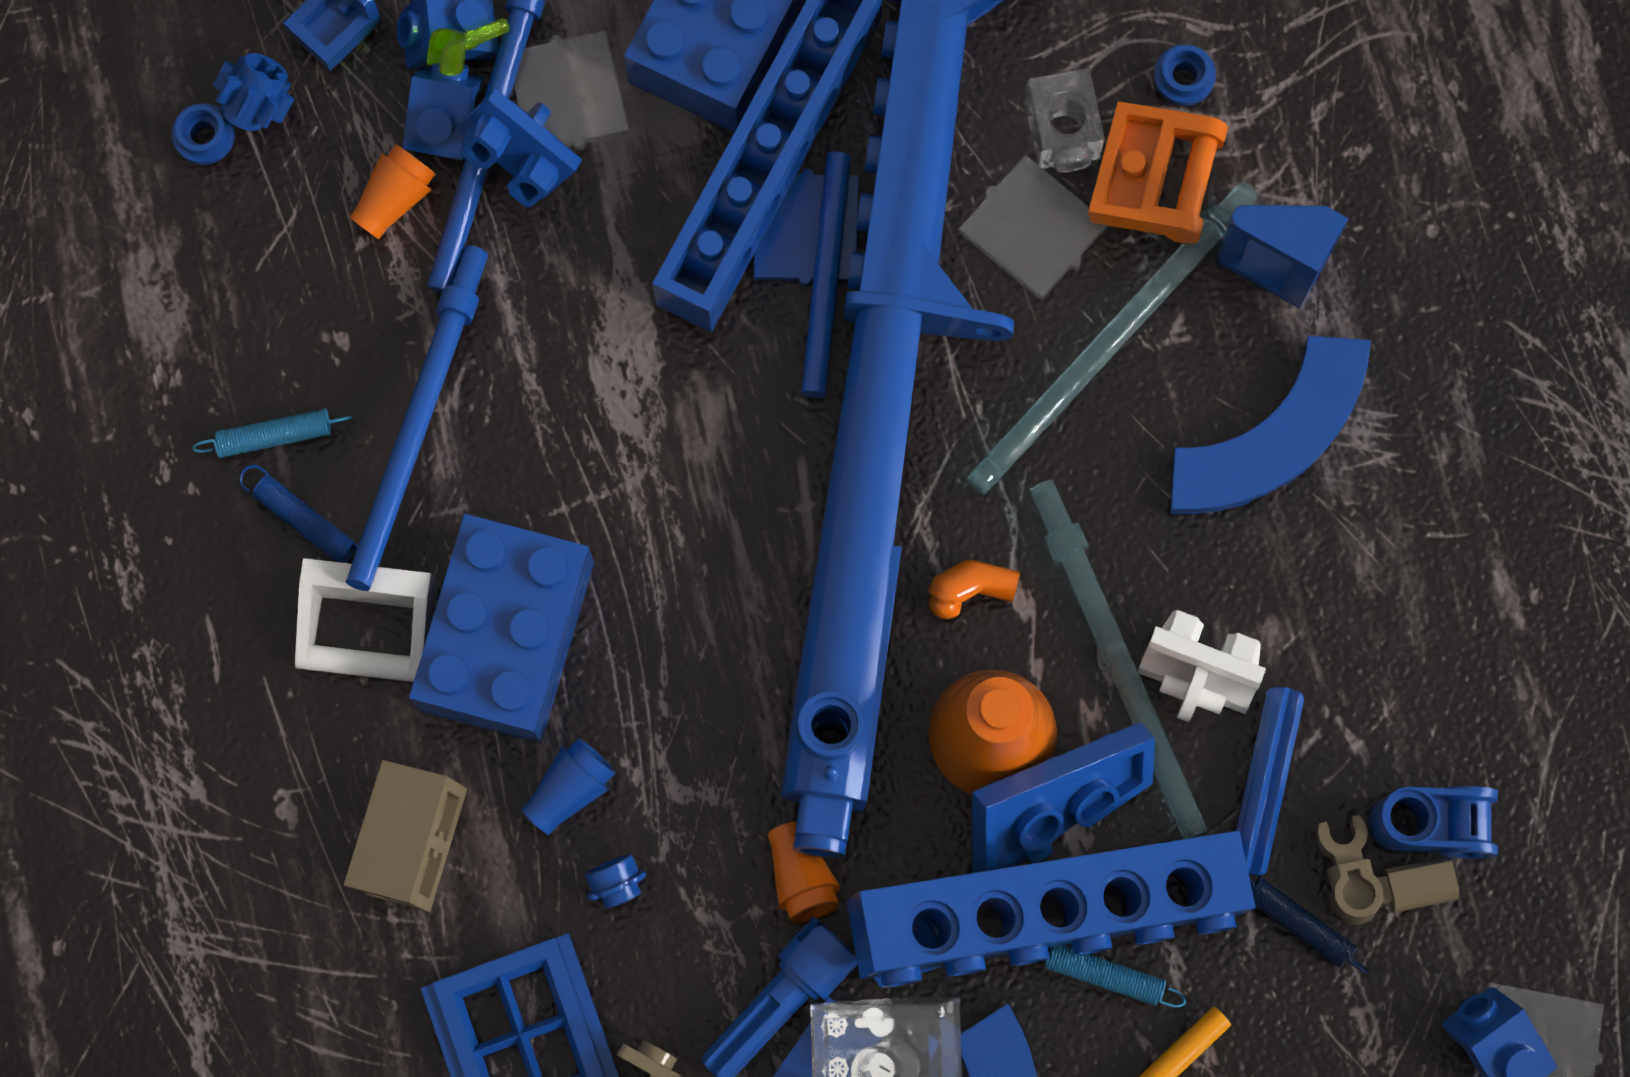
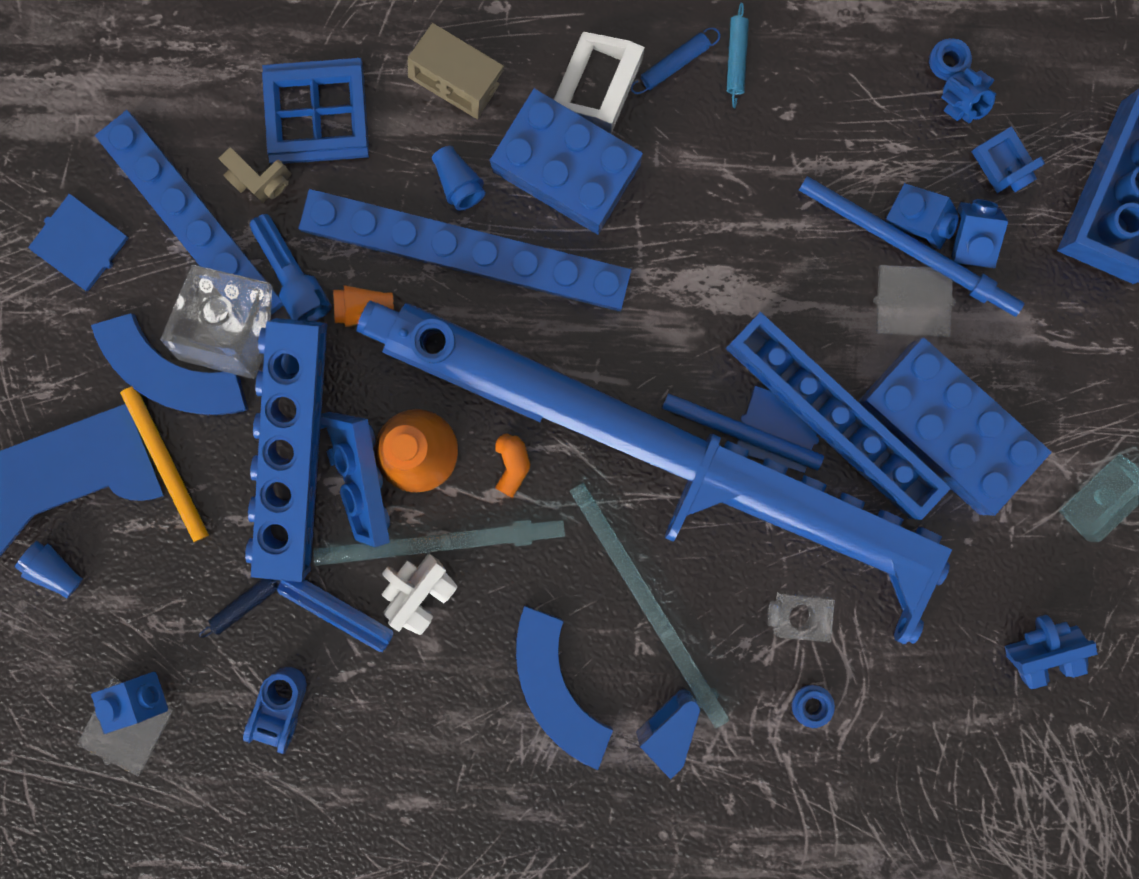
camera: 105 degrees right, 10 degrees up
(391, 190) = (878, 170): orange cone -> none
(450, 46) = (963, 227): clear neon green hand -> none
(455, 311) = (785, 189): blue bar -> none
(518, 143) = (883, 257): blue hips -> none
(615, 881) = (391, 191): blue plate -> none
(672, 751) = (464, 250): none -> blue plate
(1032, 227) = (738, 575): clear piece -> none
(1109, 976) = (237, 487): dark azure piece -> none
(1137, 166) = (756, 654): orange plate -> none
(1360, 894) = (243, 676): dark tan bar -> none

